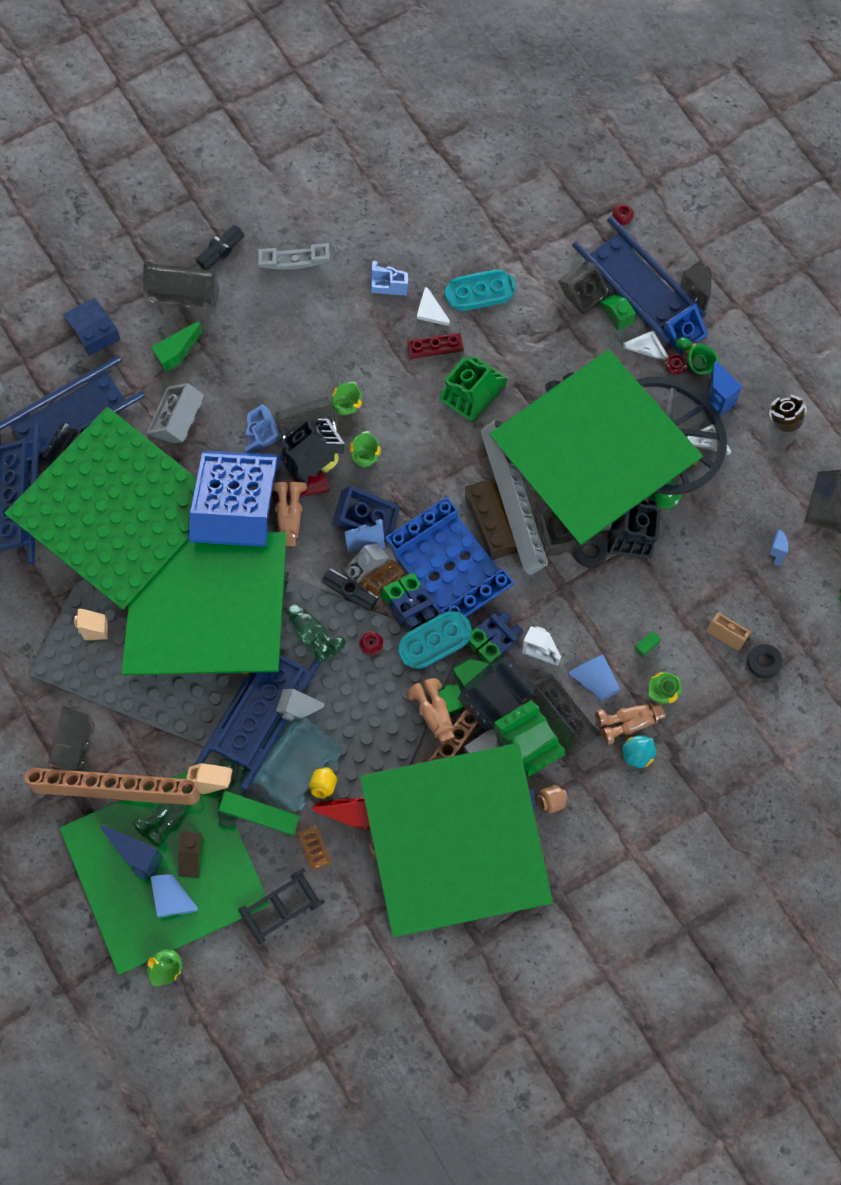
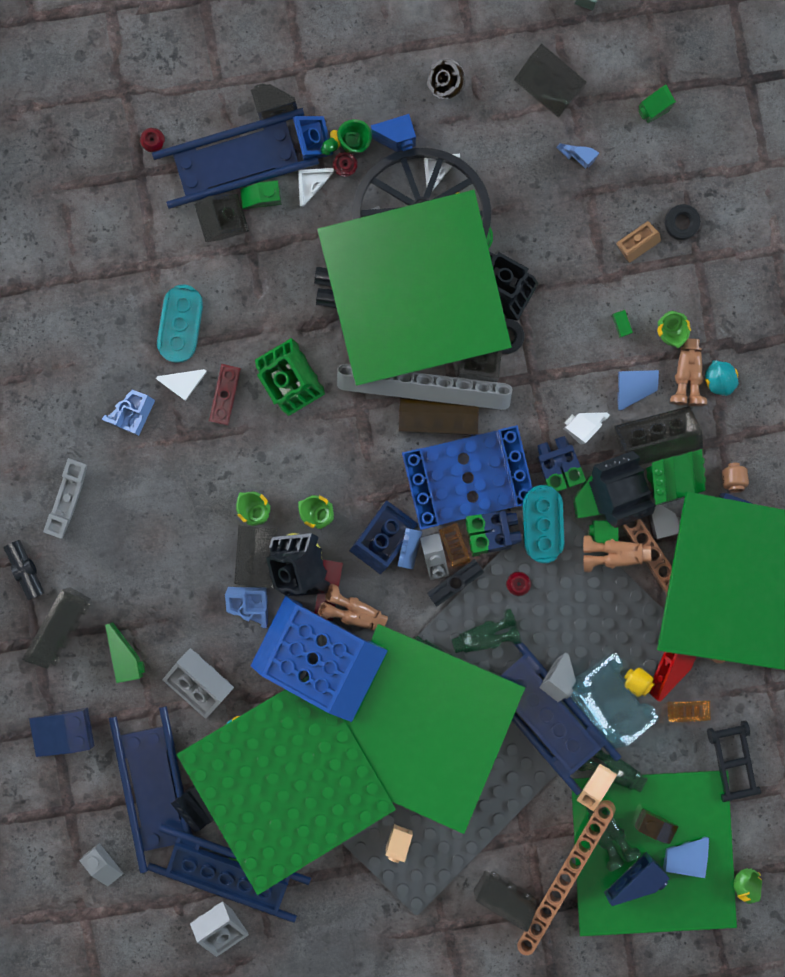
camera: 65 degrees left, 20 degrees up
(258, 813) = (643, 753): green tile -> none

